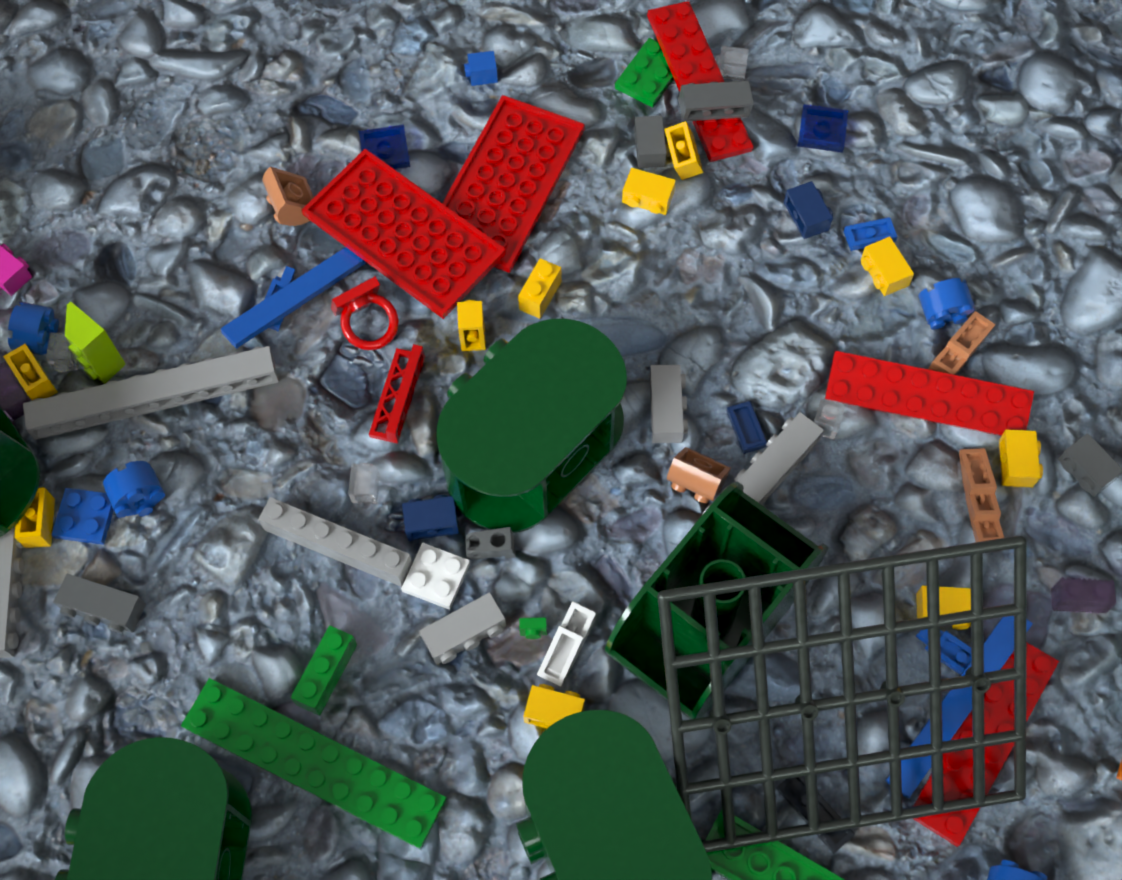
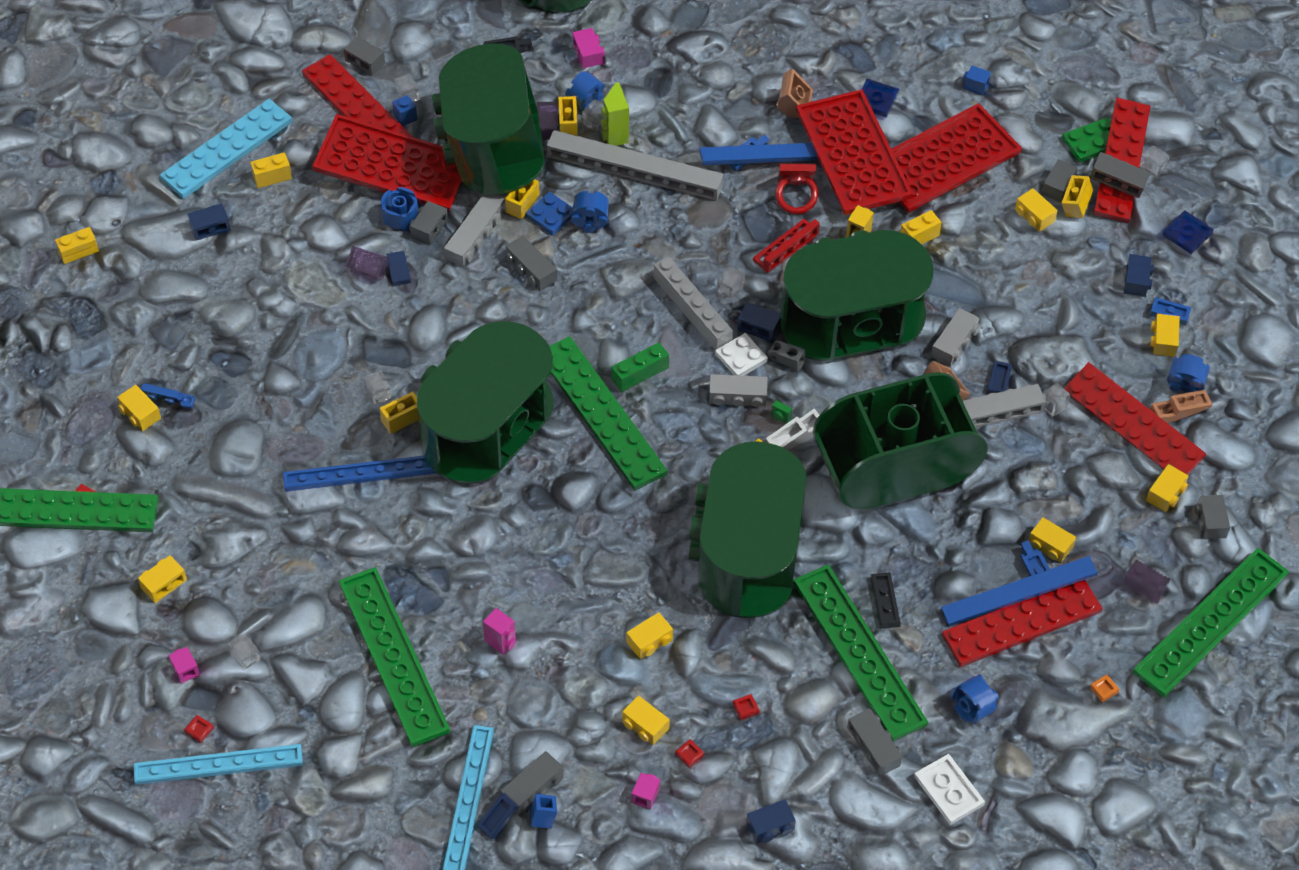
camera: 30 degrees right, 10 degrees down
(888, 691) = (936, 520): pearl dark grey bar -> none
(980, 494) = (1124, 497): nougat slope -> none

